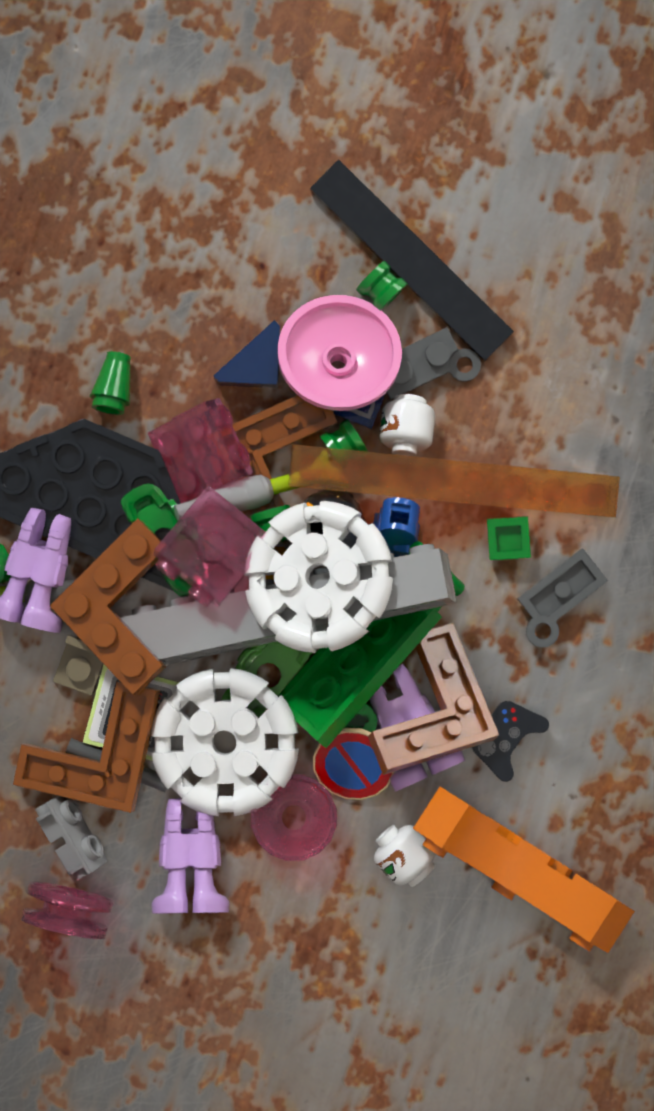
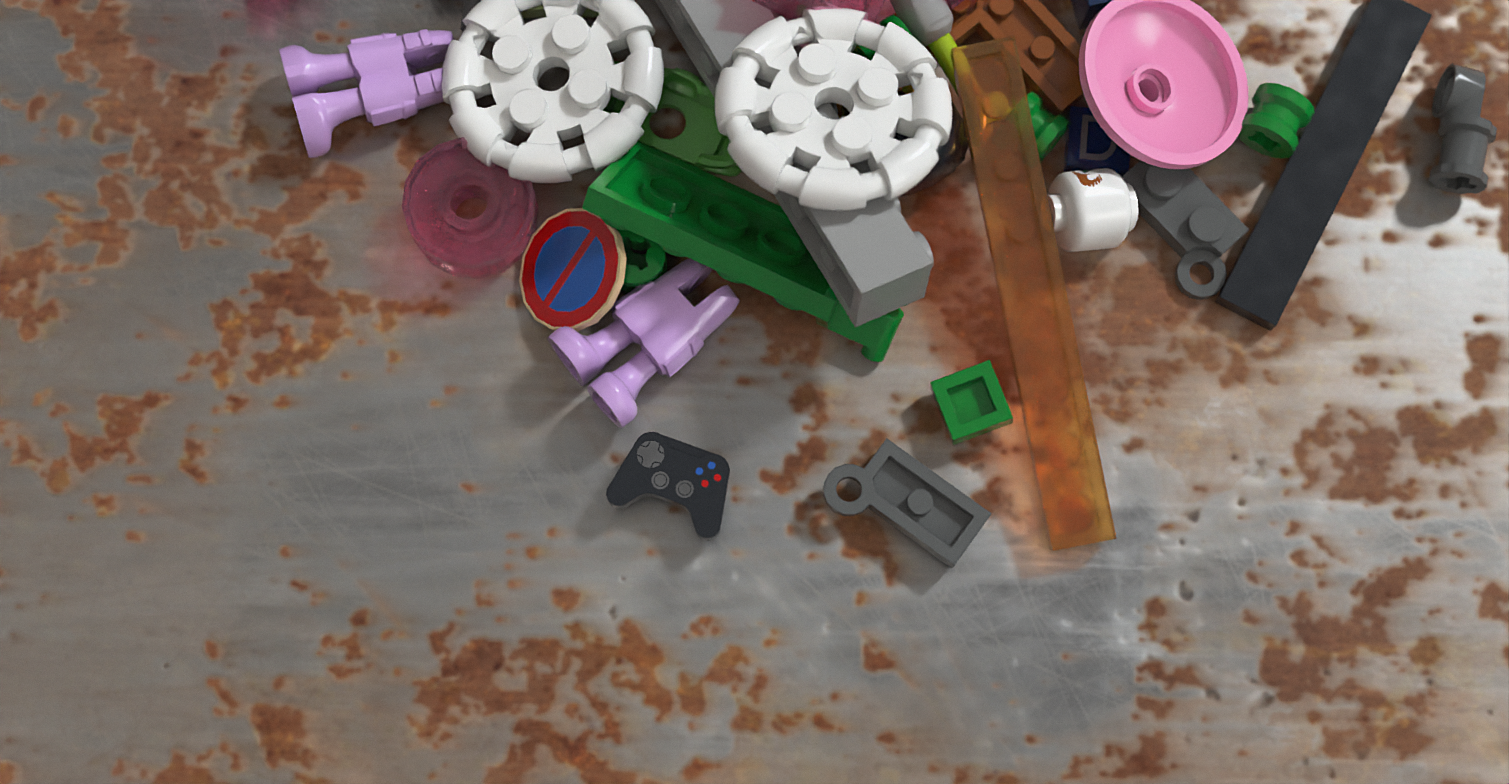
camera: 75 degrees right, 10 degrees down
(398, 524) = (949, 222): blue leg -> none
(403, 855) = (456, 379): white head -> none
(428, 169) = (1463, 131): none -> dark grey connector
(463, 713) = (670, 398): plate -> none
(522, 870) = (478, 556): orange brick -> none

